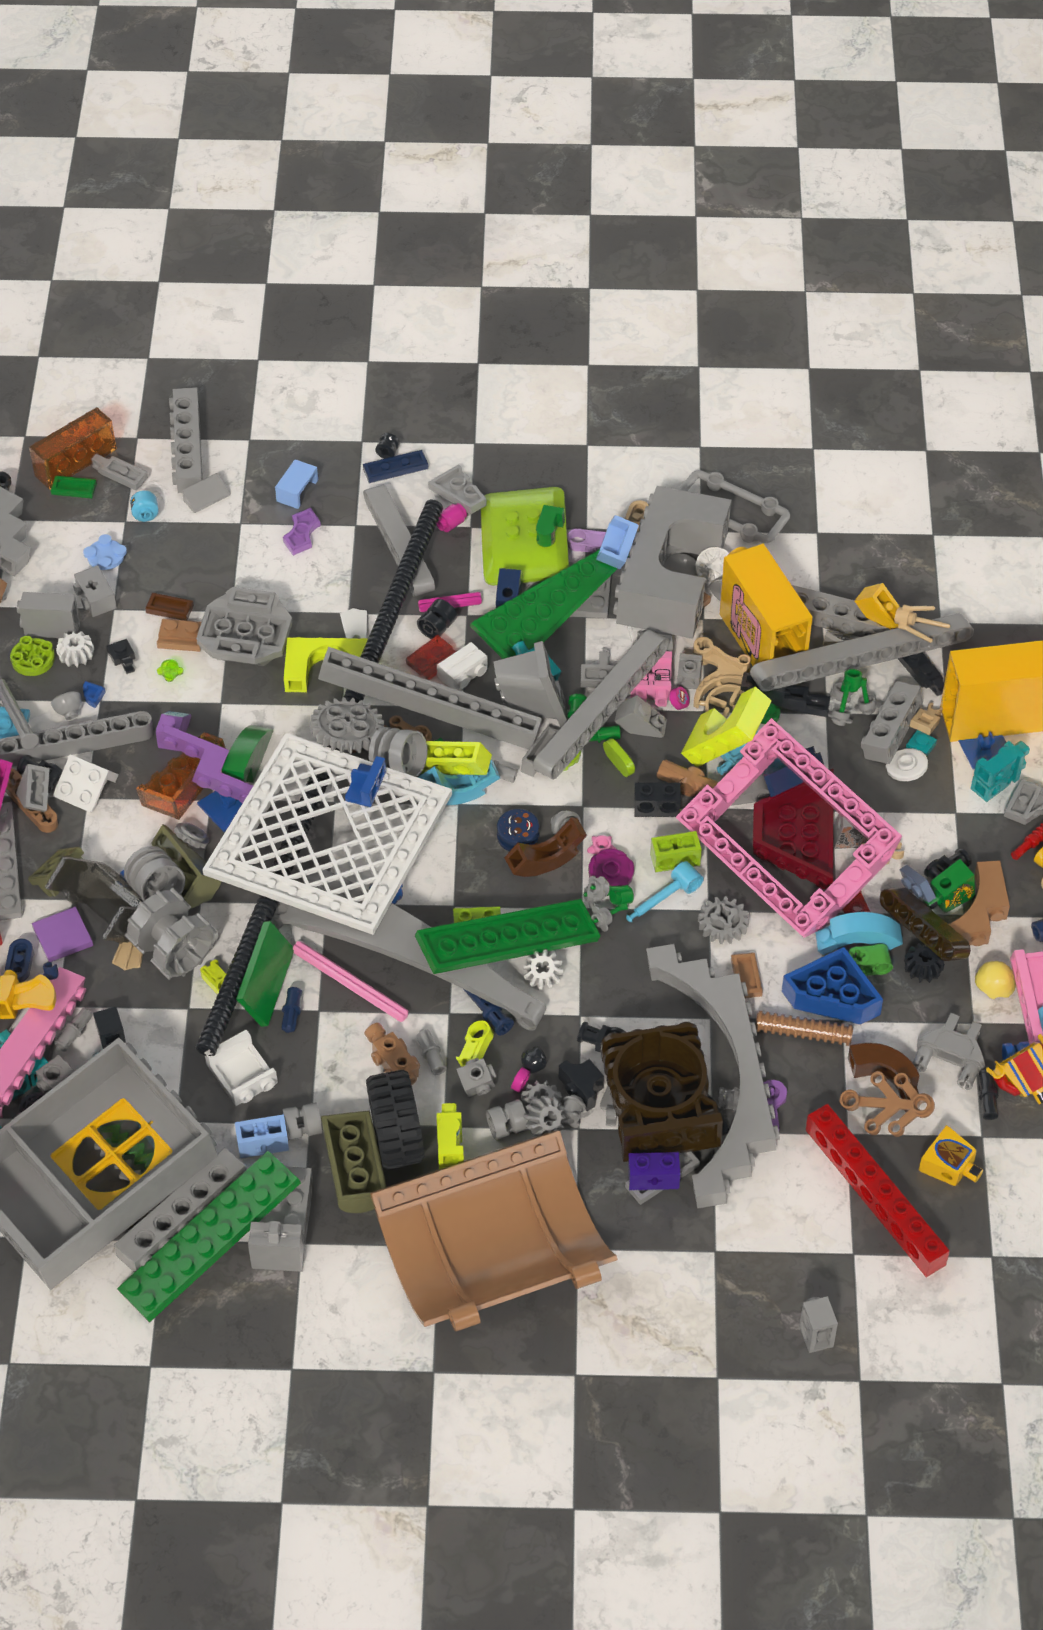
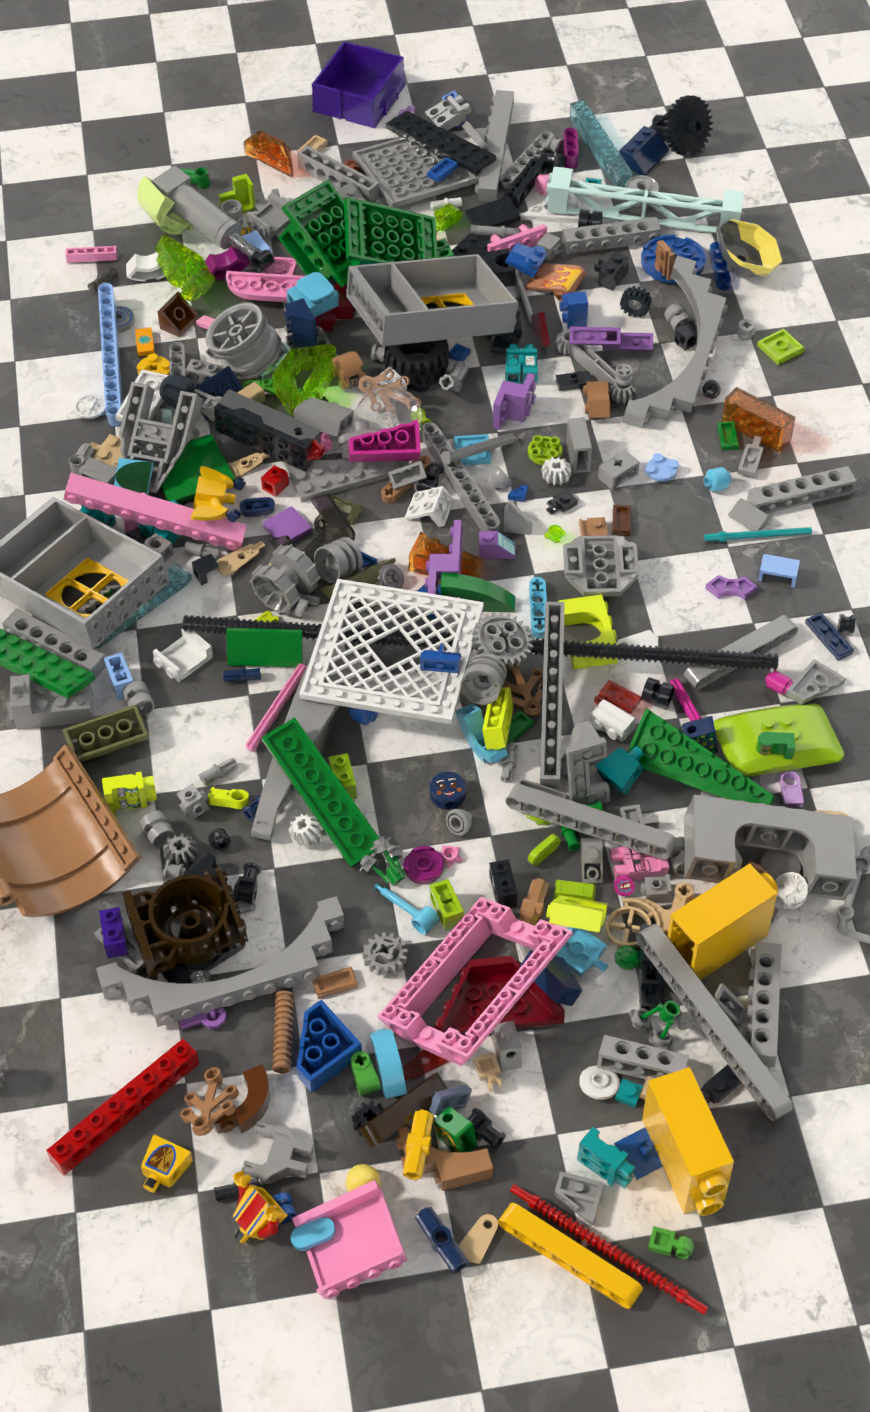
camera: 80 degrees right, 0 degrees up
(106, 997) = (231, 563): none -> tan piece
(137, 699) = (515, 520): none -> light grey slope
(227, 520) = (722, 536): none -> teal bar
(275, 708) = (537, 607): none -> medium azure beam
(390, 1051) = (208, 746): medium nougat brick -> none
(395, 1119) = (130, 744): black tyre -> none
(520, 1080) = (199, 833): dark pink tile -> none
(544, 1107) = (154, 848): light grey gear -> none
(549, 855) = (422, 810): reddish brown arch -> none
(617, 542) = (768, 793): light blue panel -> none
(672, 744) = (575, 889): none -> lime tile
(878, 605) = (768, 1026): yellow slope -> none
(905, 617) = (759, 1049): tan plant -> none
(972, 913) = (418, 1145): none -> yellow piece

